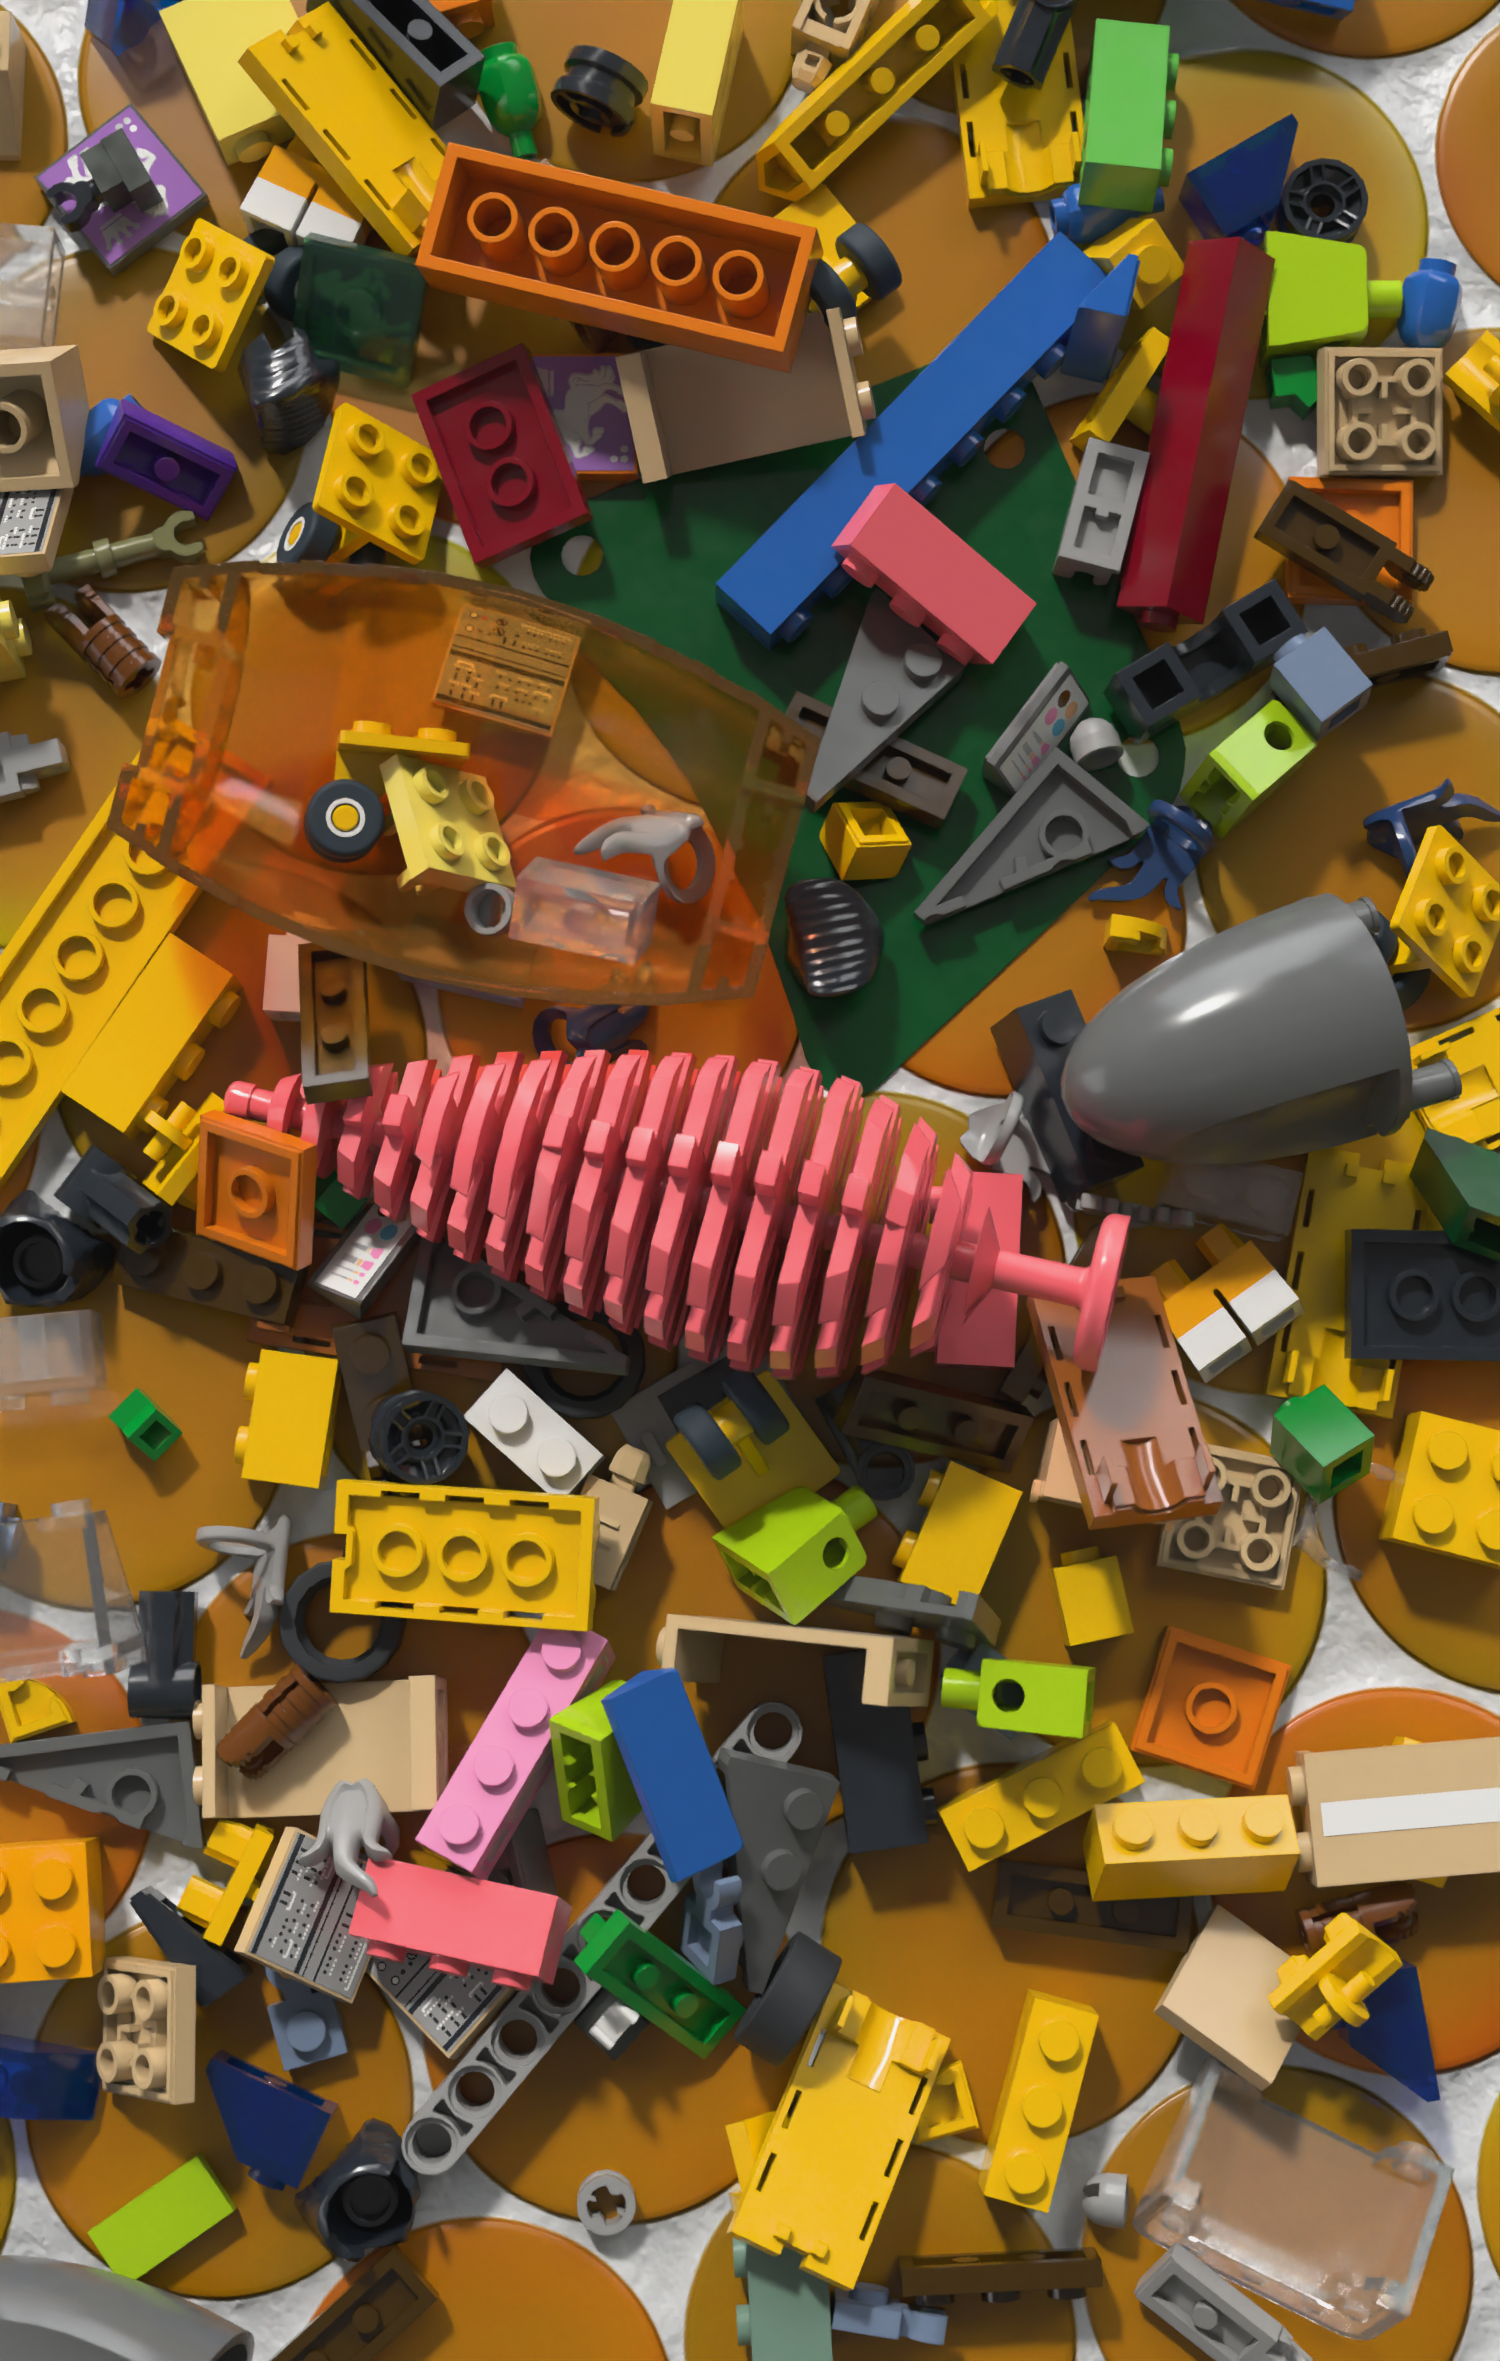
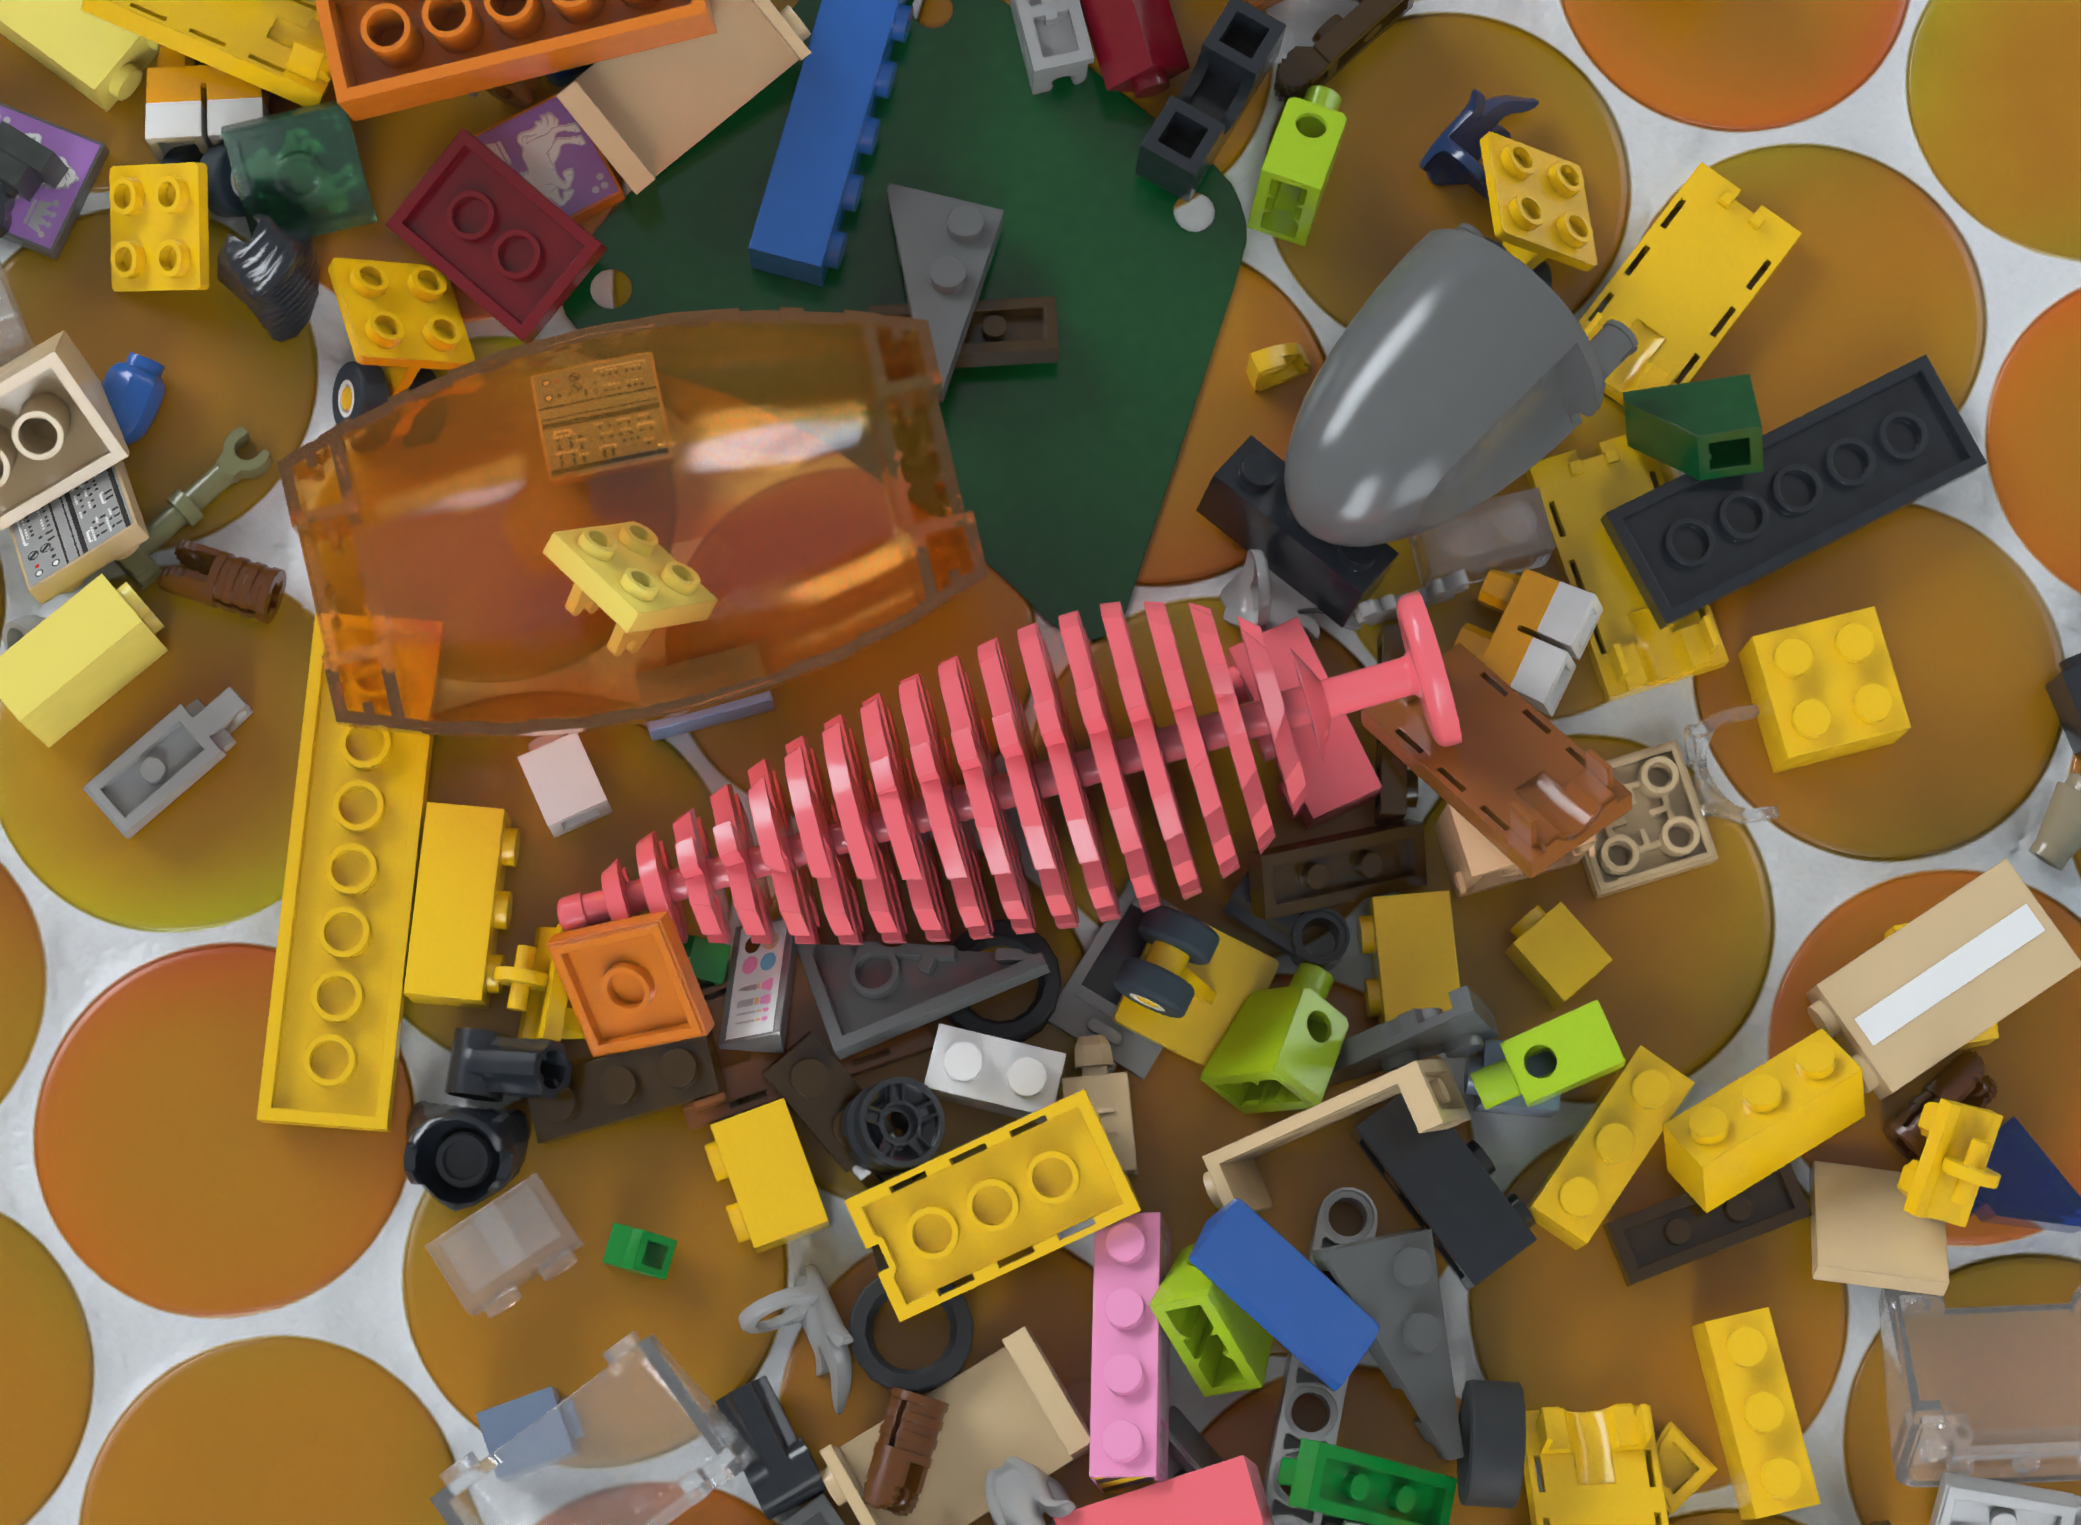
camera: 30 degrees left, 5 degrees down
(166, 460) = (195, 393): dark purple slope -> none
(334, 1025) = (625, 796): dark brown plate -> none
(346, 813) = (537, 608): plate -> none
(484, 908) = (699, 632): light grey hinge -> none
(584, 910) = (791, 584): clear brick -> none
(592, 1028) = (847, 690): dark blue piece -> none
(660, 836) = (822, 487): light grey piece -> none
(710, 1928) = (1386, 1419): sand blue plate -> none
(831, 937) = (1016, 502): black hair -> none
(864, 840) = (997, 405): yellow slope -> none
(932, 576) = (934, 144): coral brick -> none
(1036, 729) = (1096, 235): slope -> none
(1044, 827) = (1148, 313): dark grey wing -> none
(1095, 744) = (1153, 219): light grey hinge -> none
(1107, 2199) = (1862, 1471): light grey hinge -> none
(1168, 852) = (1265, 277): dark blue piece -> none
(1209, 1707) = (1711, 994): orange tile -> none
(1319, 682) = (1319, 62): sand blue brick -> none
(1321, 1443) = (1682, 711): green brick -> none

